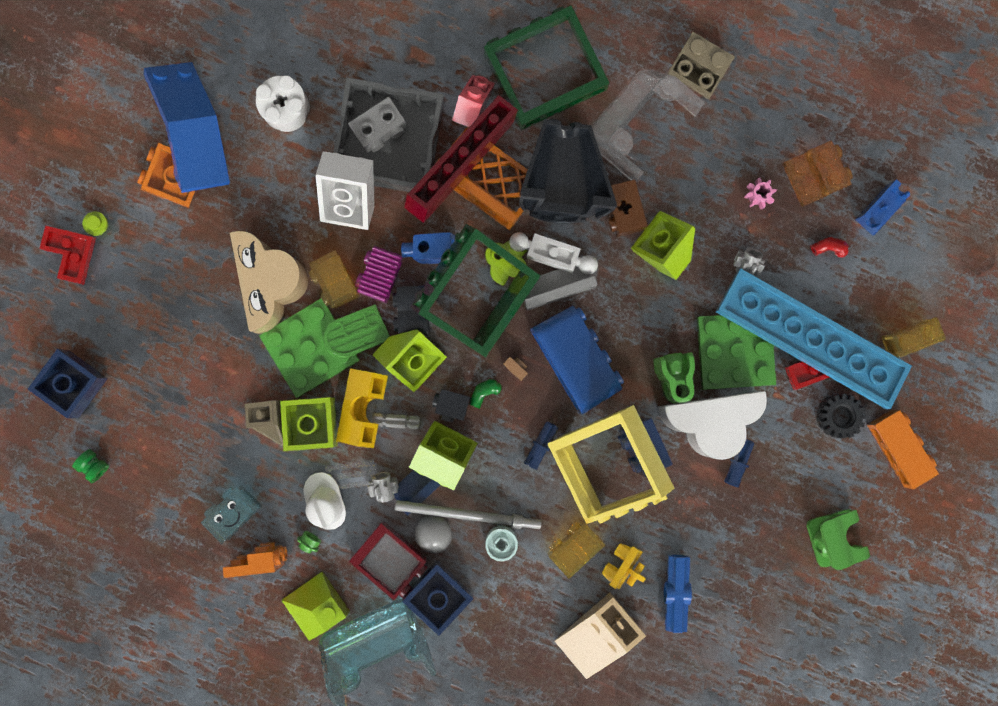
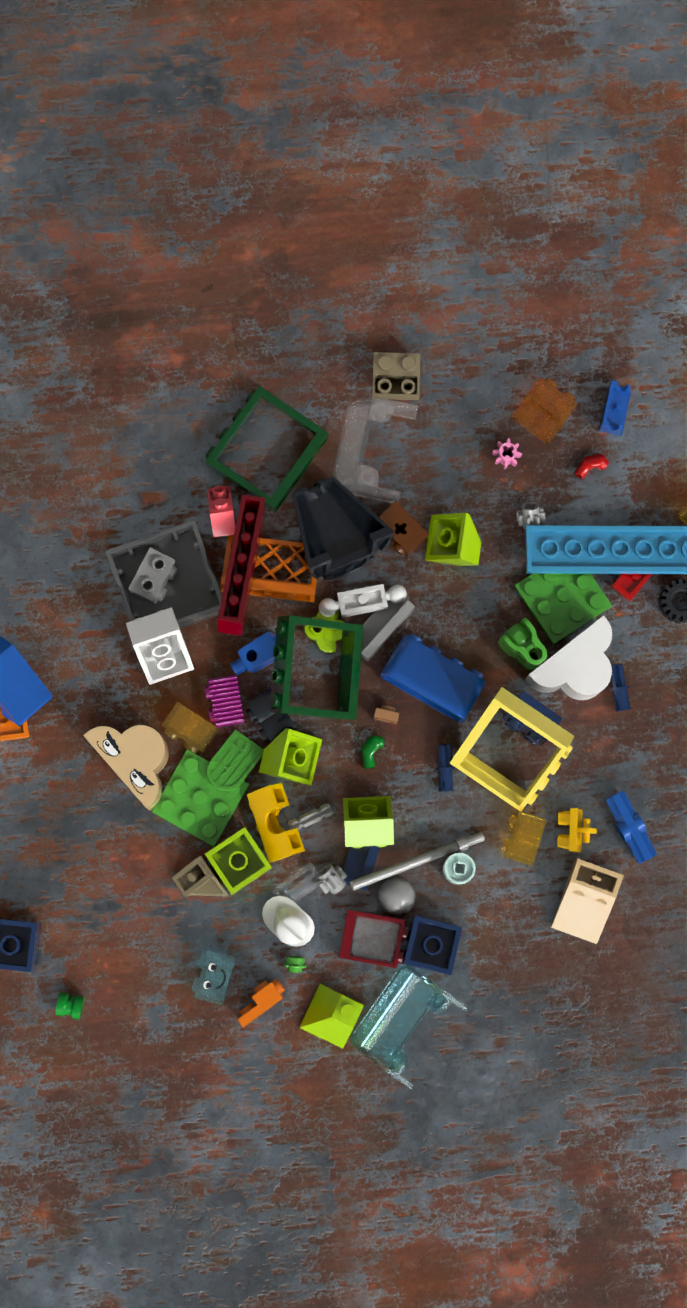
camera: 30 degrees left, 5 degrees down
(269, 100) = (59, 616): white brick -> none
(450, 405) = (349, 777): black brick -> none

